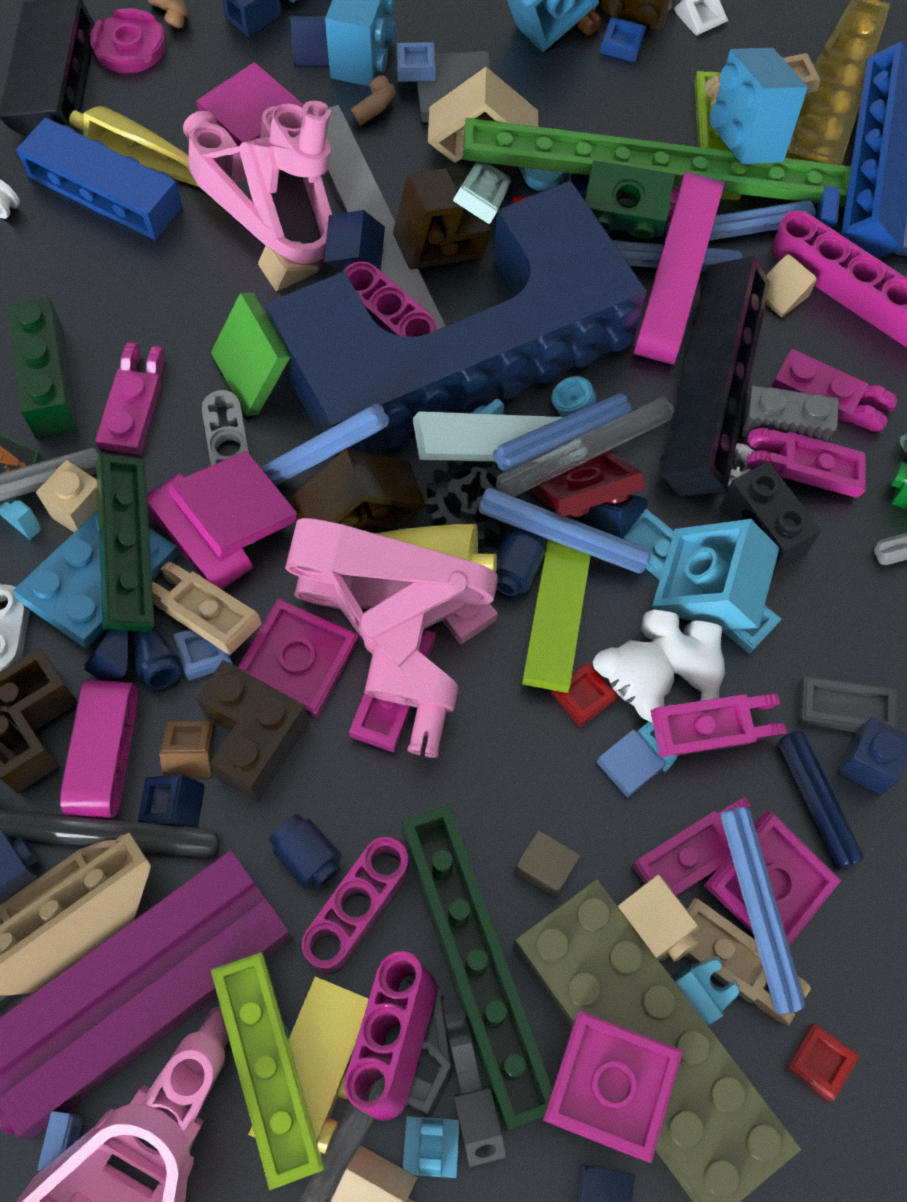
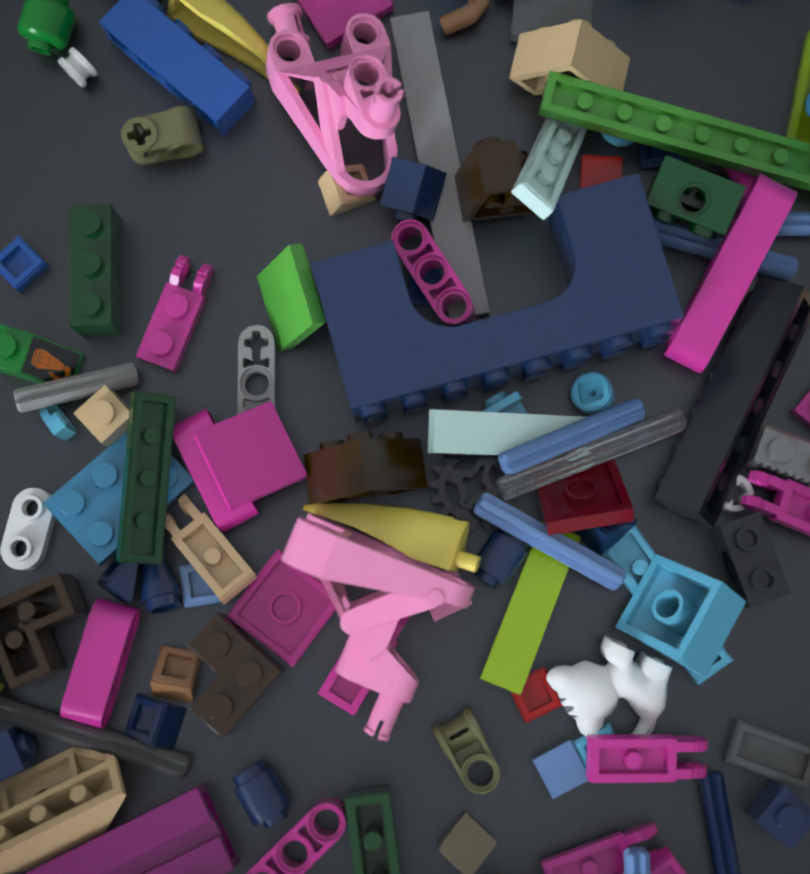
camera: 20 degrees right, 15 degrees up
(98, 239) = (166, 135): none -> olive piece
(326, 444) = (341, 422): medium blue axle -> none
(522, 753) = (466, 749): none -> olive piece

